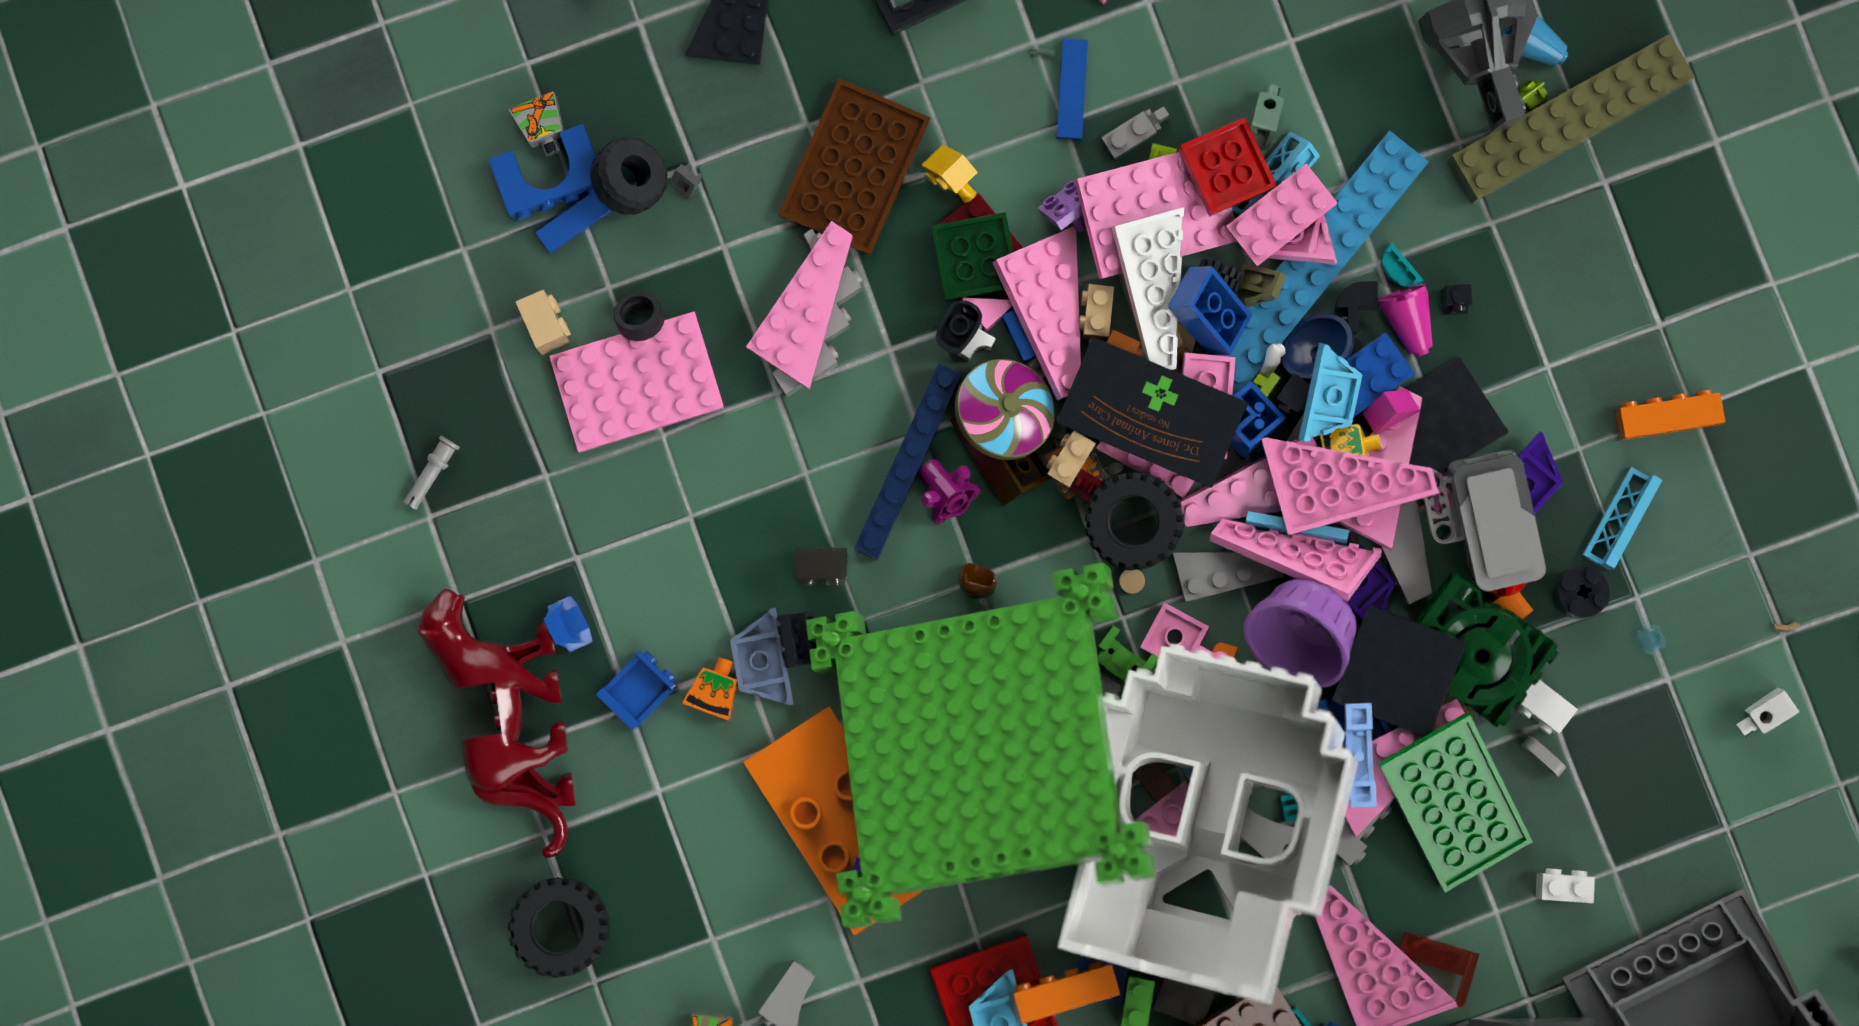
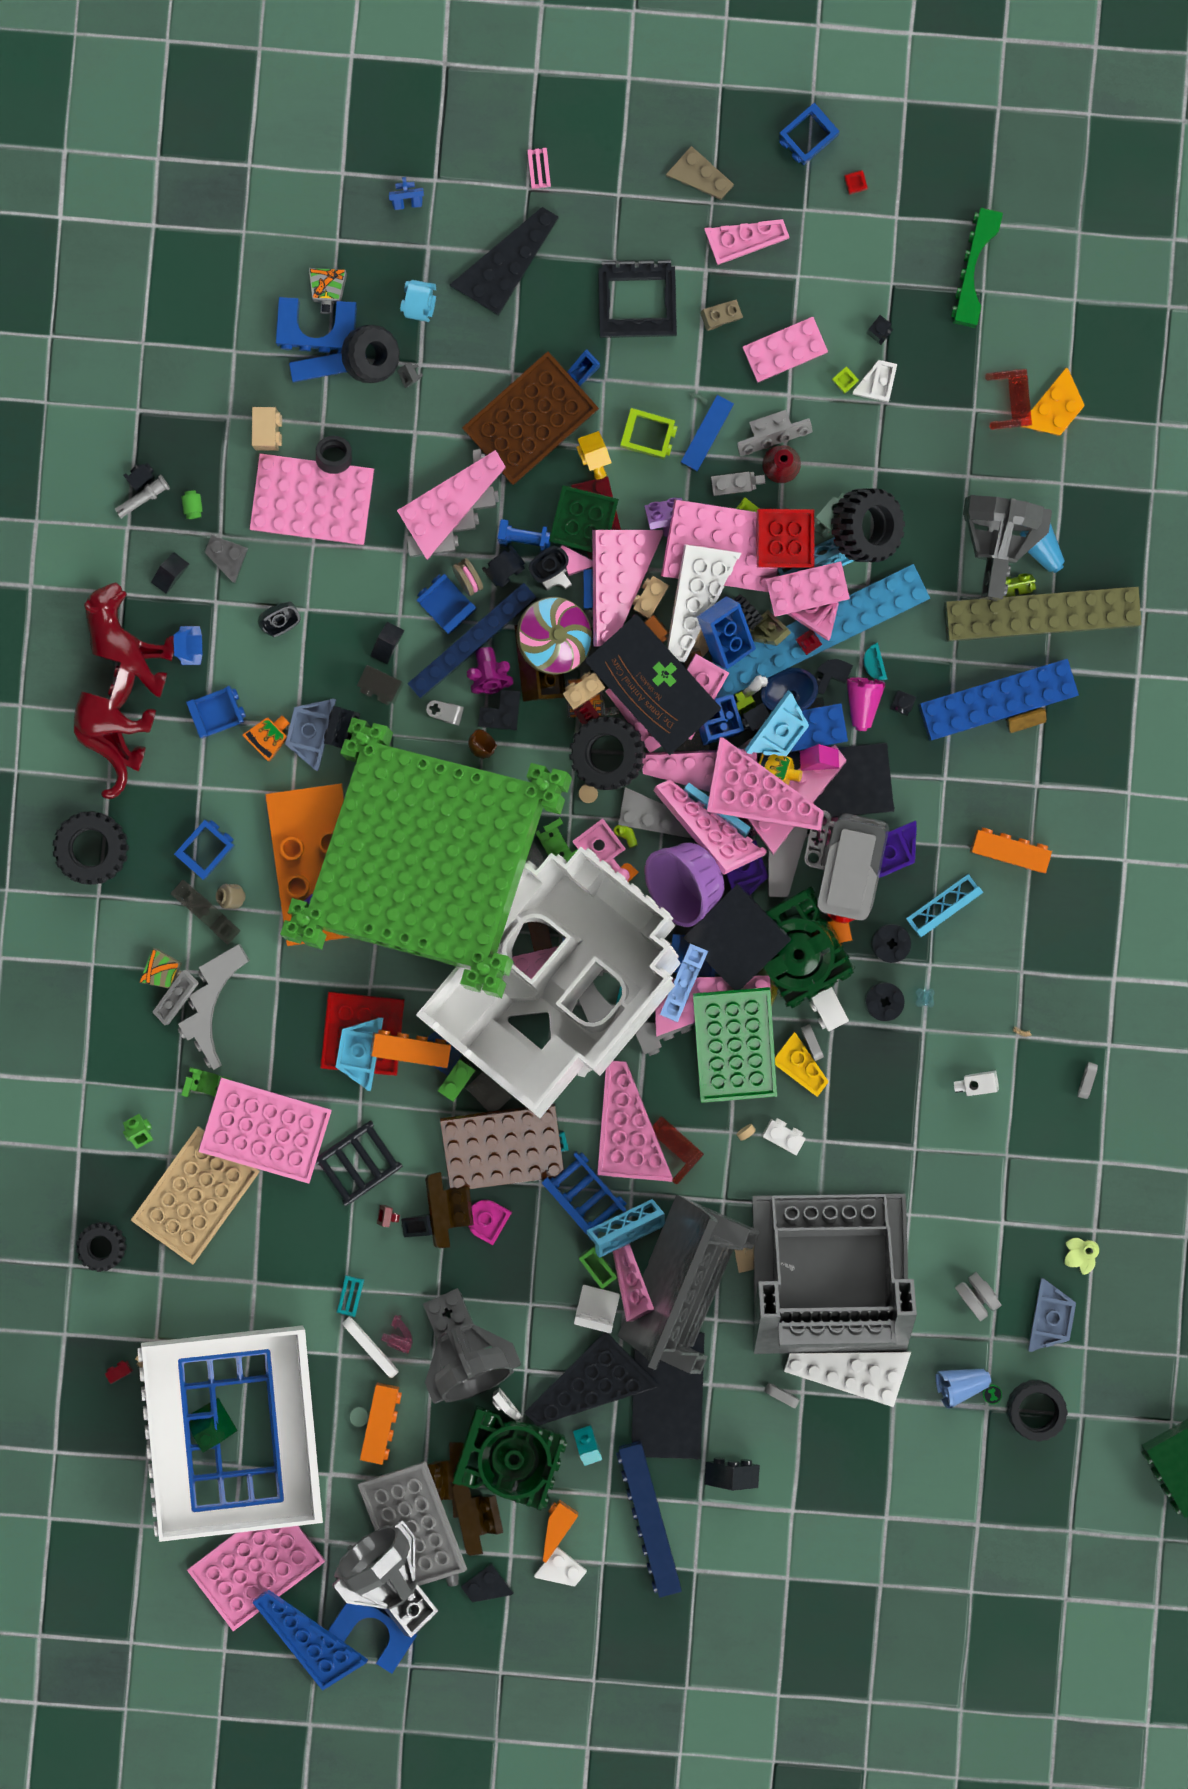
camera: 35 degrees right, 5 degrees up
(416, 448) = (140, 476): none -> black brick
(495, 454) = (192, 505): none -> bright green brick
(504, 548) = (169, 572): none -> black slope
(564, 496) = (226, 556): none -> flat silver wing
(657, 87) = (419, 300): none -> medium azure brick
(662, 542) = (279, 619): none -> black piece
(691, 888) = (191, 863): none -> blue window
(735, 939) = (205, 911): none -> clear smoke slope
(757, 906) = (230, 896): none -> dark tan head
(806, 512) = (387, 643): none -> black slope
(855, 432) = (445, 603): none -> blue panel
(867, 388) = (467, 577): none -> dark tan head
(890, 77) = (583, 368): none -> blue slope
(896, 311) = (508, 535): none -> blue fence
(905, 355) = (504, 566): none -> black brick
(919, 562) = (448, 712): none -> light grey piece
(984, 145) = (625, 443): none -> lime window
(990, 533) = (506, 716): none -> black brick
(1148, 51) = (773, 431): none -> light grey bracket
(1177, 85) = (781, 471): none -> dark red cone
(1201, 607) = (626, 833): none -> lime arm
(1299, 119) = (887, 525): none -> black tyre
(1311, 278) = (808, 642): none -> dark red tile
(1516, 903) = (746, 1132): none -> tan tile
(1541, 791) = (800, 1065): none -> yellow wing
(1568, 243) = (998, 699): none -> blue brick
(1603, 680) = (895, 999): none -> black brick
(1611, 252) = (1026, 720): none -> pearl gold slope

